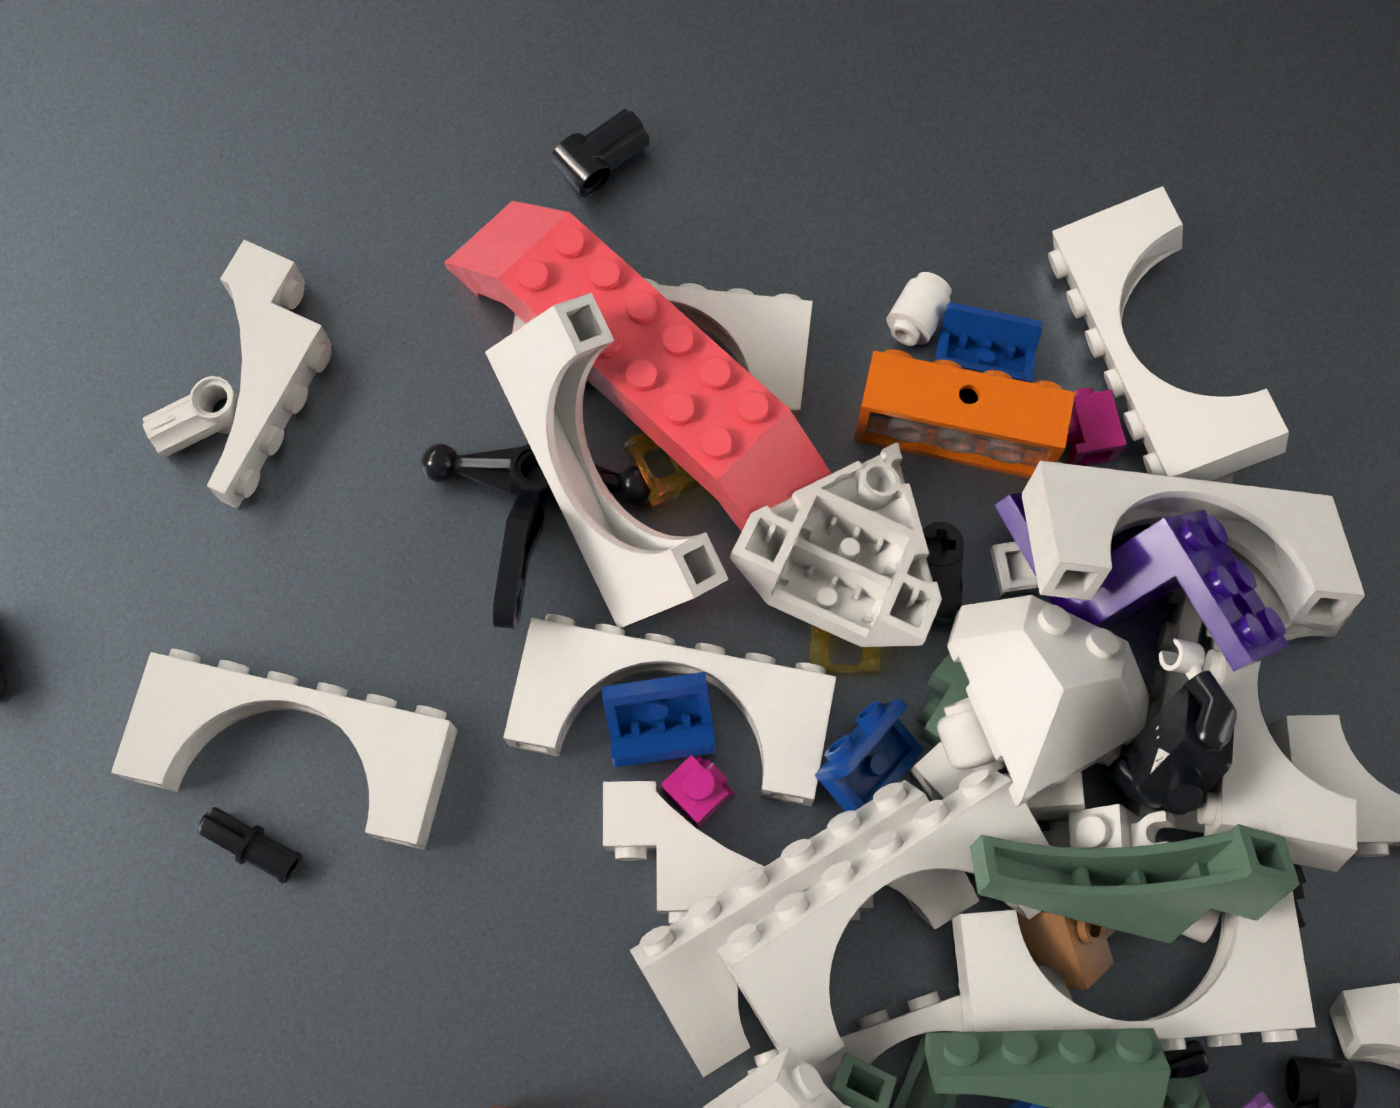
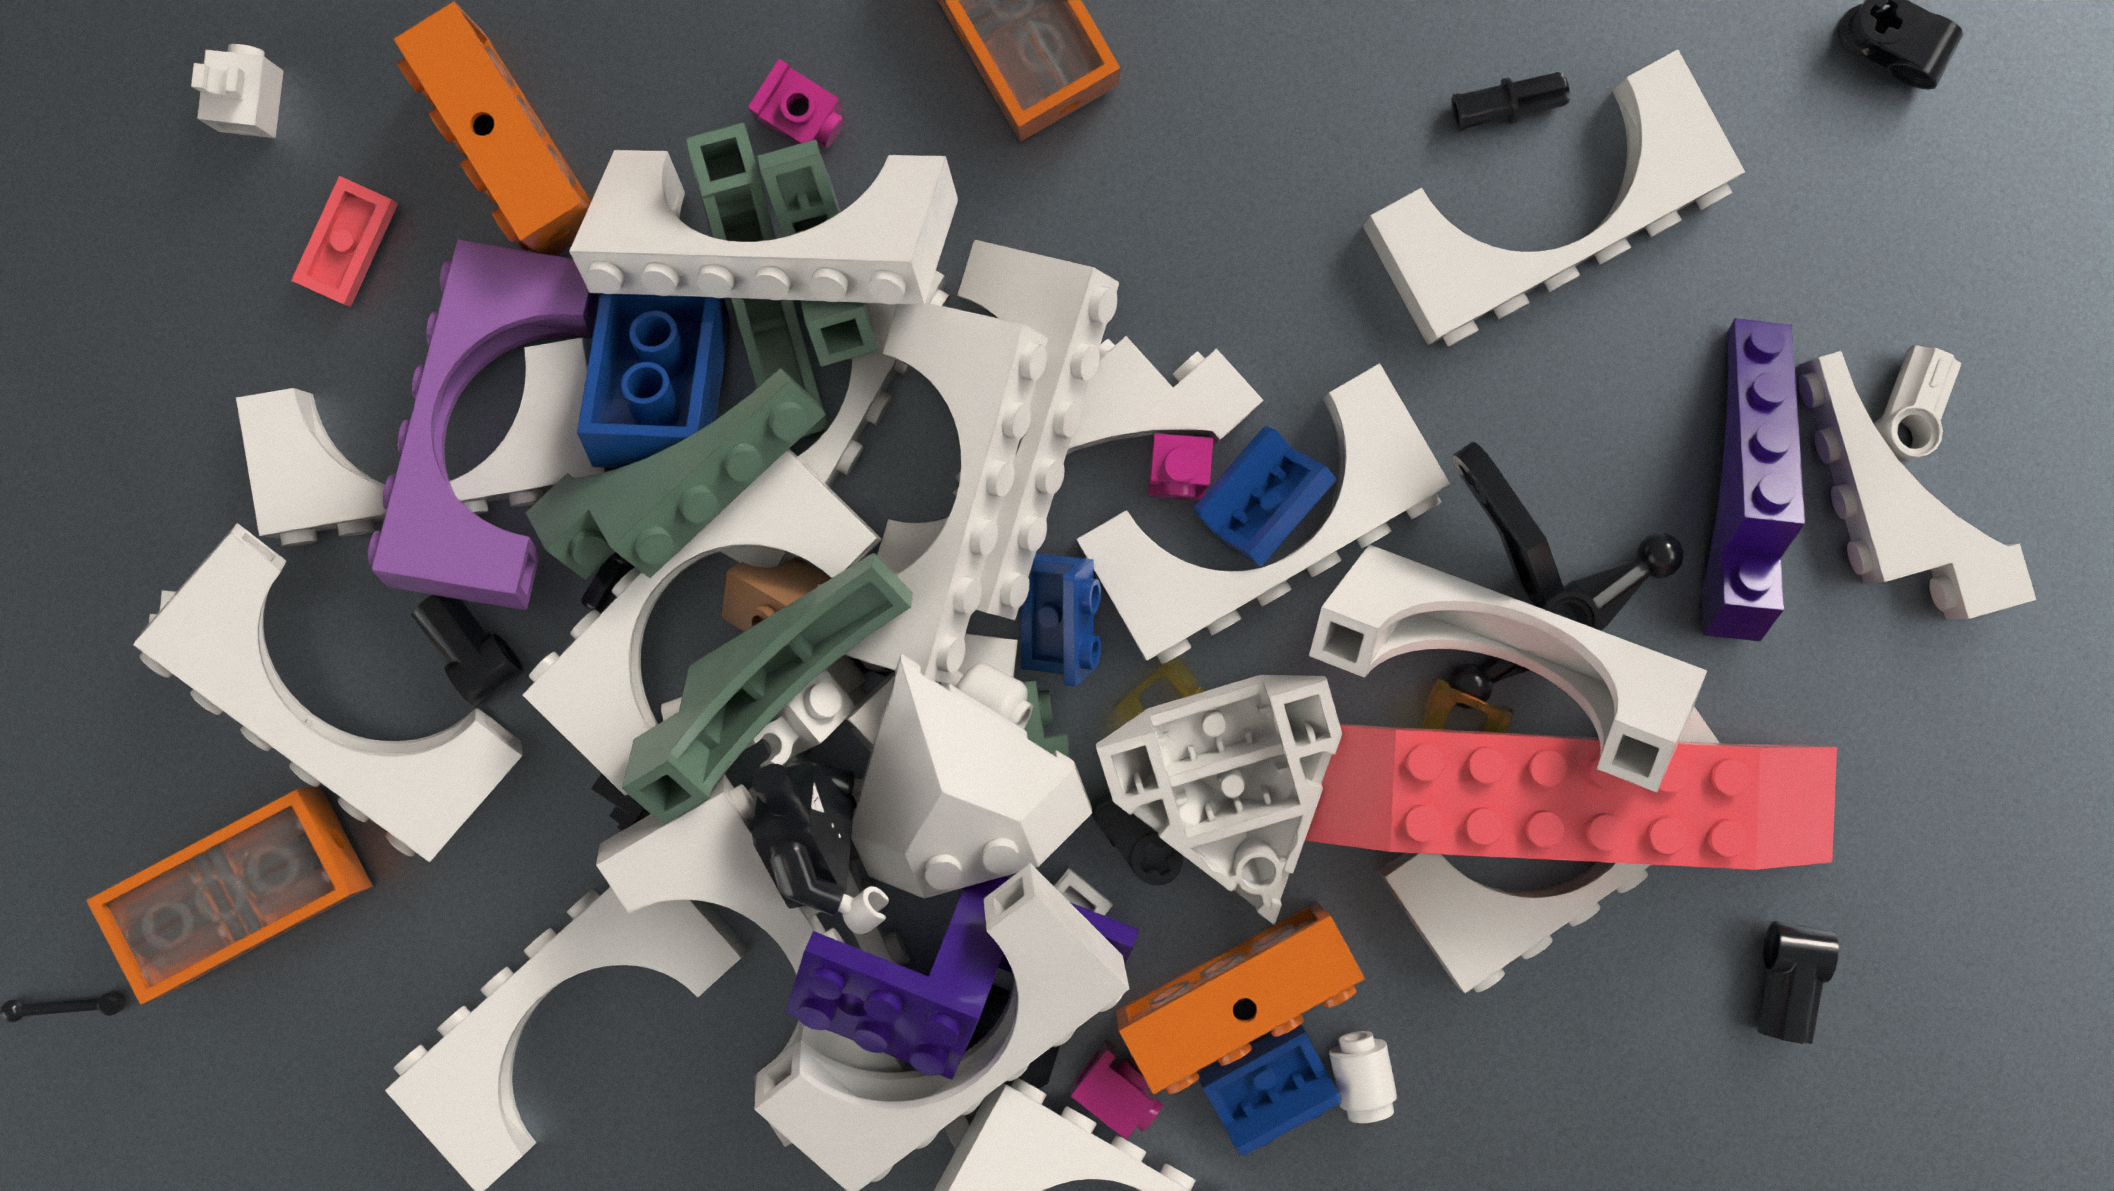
camera: 140 degrees right, 15 degrees up
(333, 450) = (1759, 487): none -> dark purple arch

